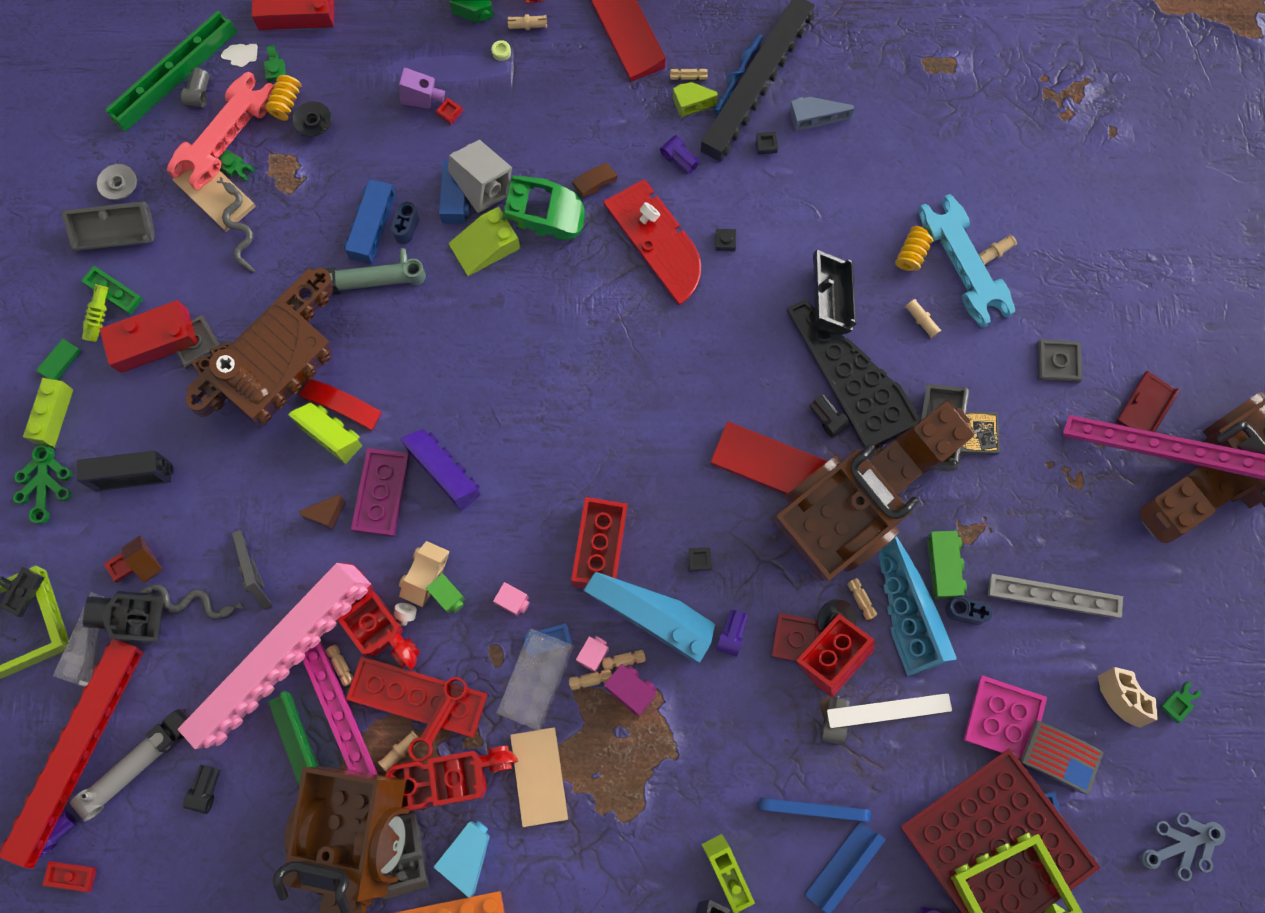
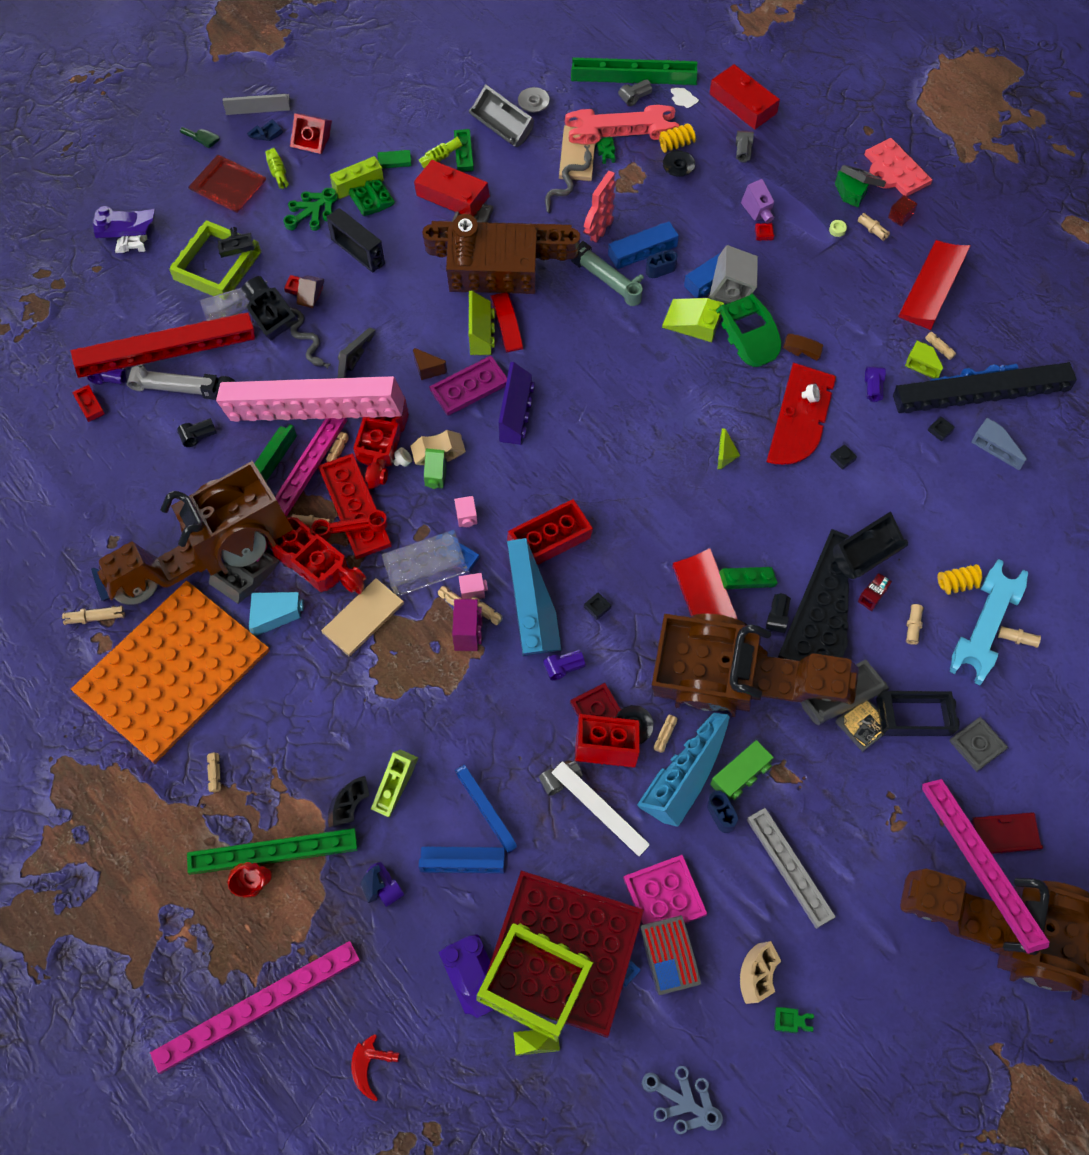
camera: 50 degrees right, 10 degrees down
(83, 416) = (371, 197): none -> green slope
(275, 66) = (694, 119): green plate -> none
(307, 223) = (602, 207): none -> coral plate
(341, 46) = (744, 142): none -> dark grey piece
(639, 326) = (727, 450): none -> lime slope
(778, 413) = (748, 577): none -> green plate
(870, 323) = (874, 591): none -> dark red leg
(988, 409) = (887, 718): none -> black window

